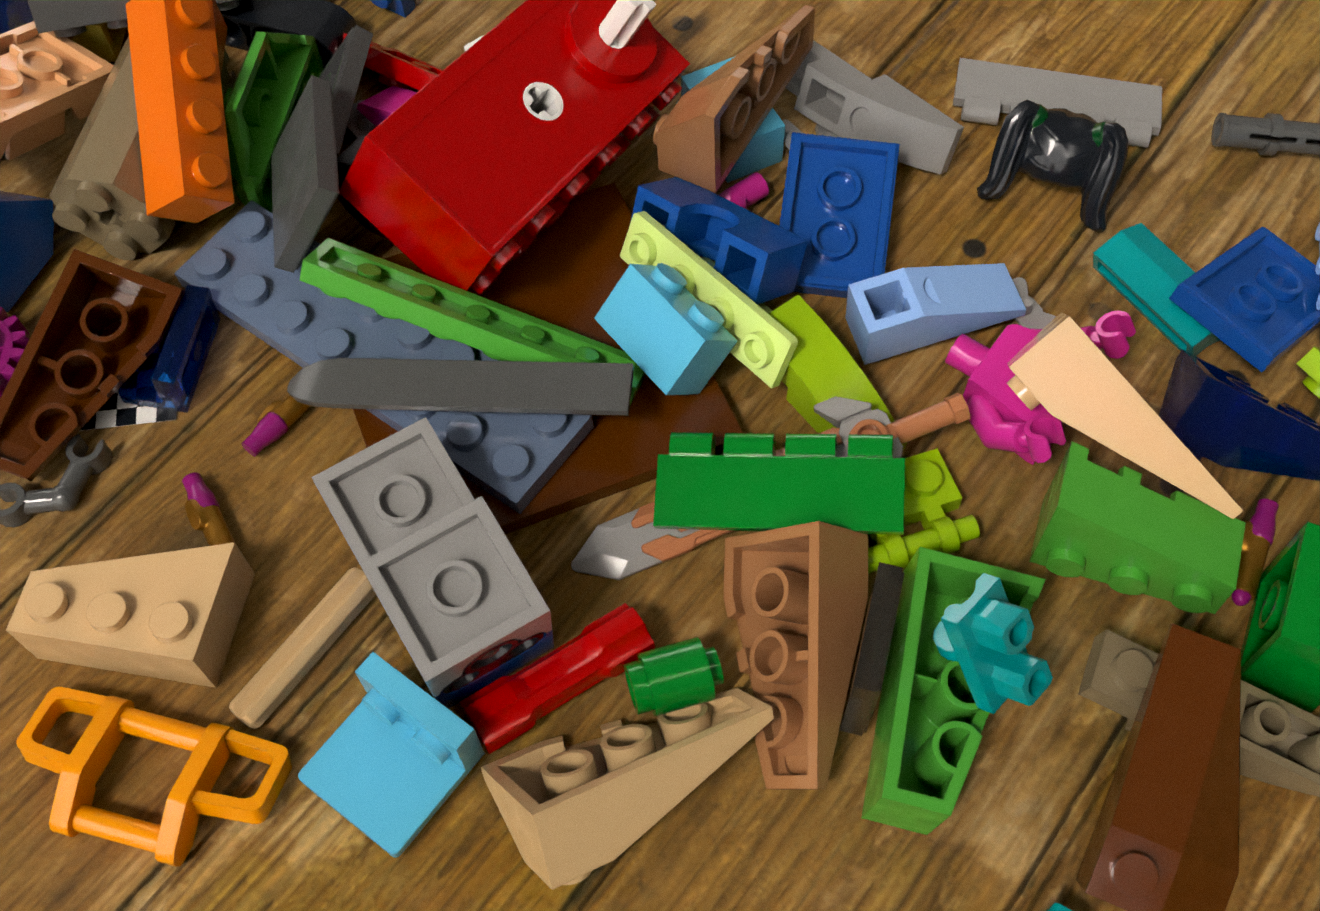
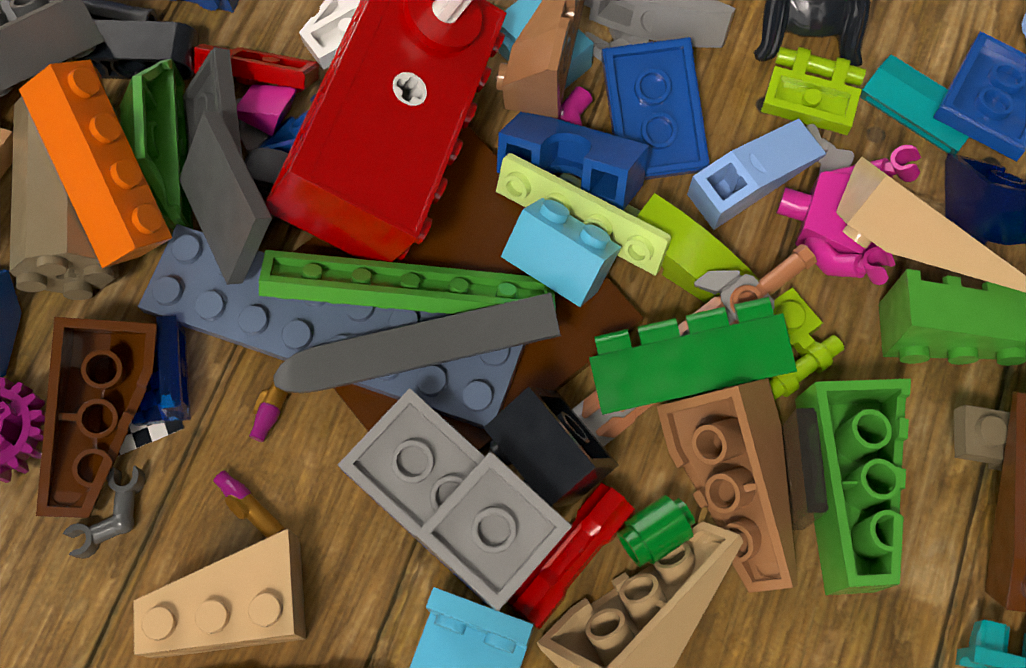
camera: 15 degrees left, 10 degrees up
(302, 649) = (364, 589): tan axle -> none
(572, 537) = (549, 447): none -> black brick
(990, 645) = (899, 453): teal hips -> none
(1035, 241) = (810, 98): none -> lime plate

